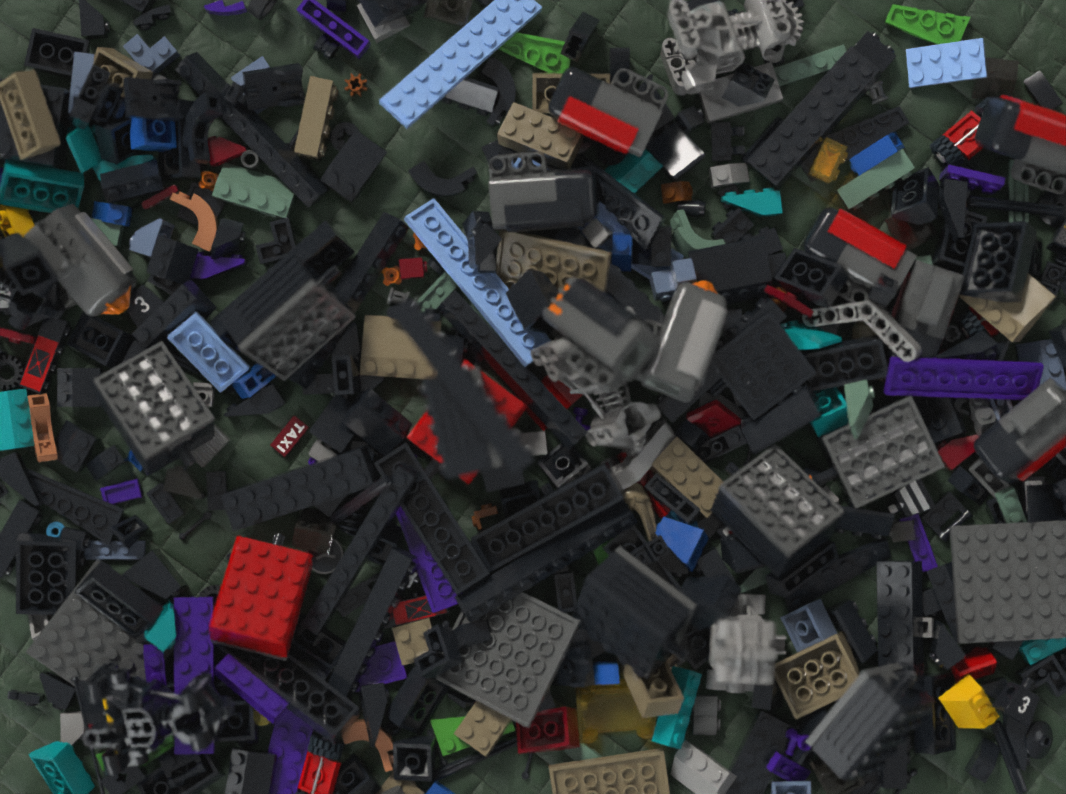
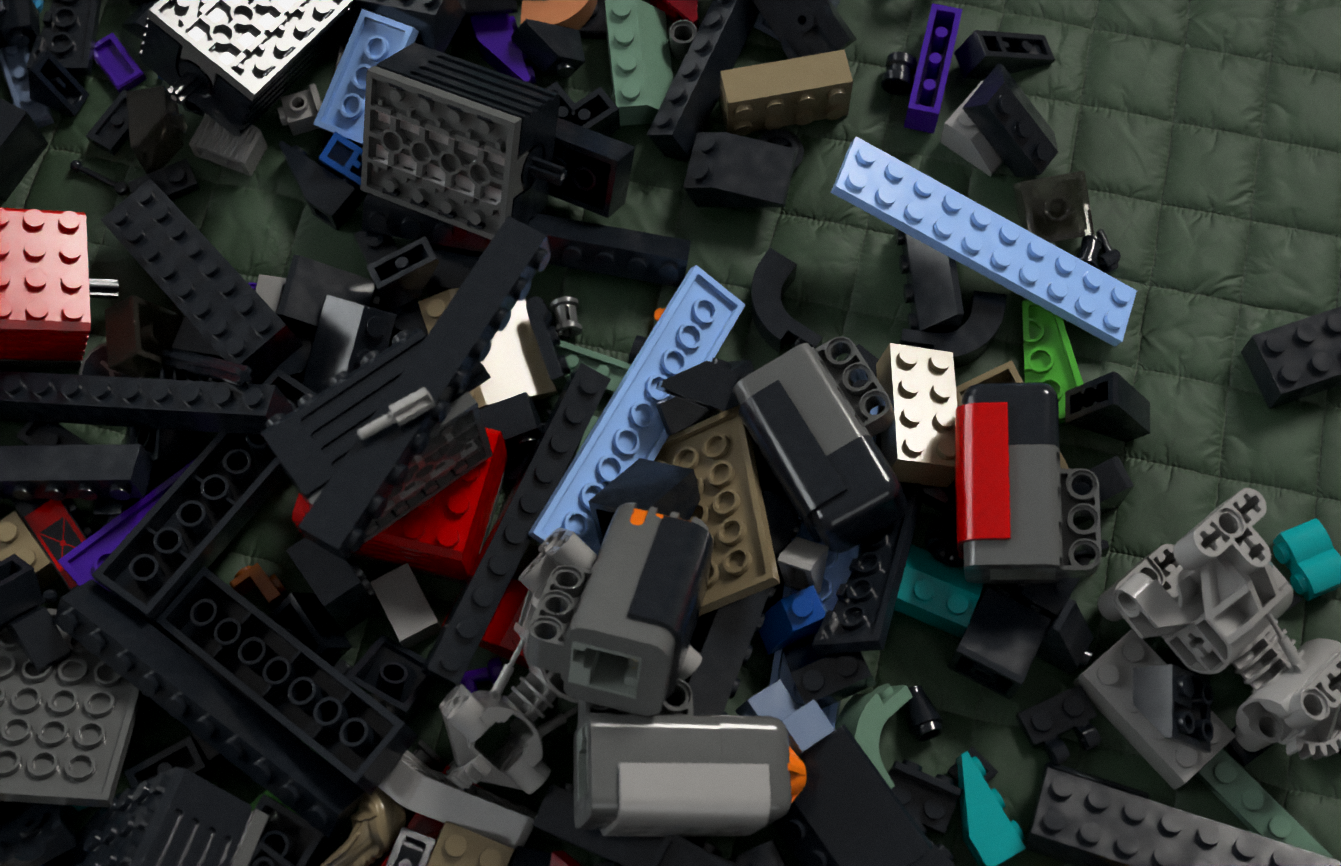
camera: 75 degrees right, 20 degrees down
(289, 436) = (278, 248): dark red tile -> none
(357, 90) = (864, 128): dark orange gear -> none
(388, 271) = (594, 288): orange plate -> none
(412, 268) = (620, 318): dark red brick -> none
(478, 404) = (400, 412): none -> light grey axle
(676, 192) = (936, 676): dark orange bracket -> none
(728, 175) = (1007, 751): light grey slope -> none

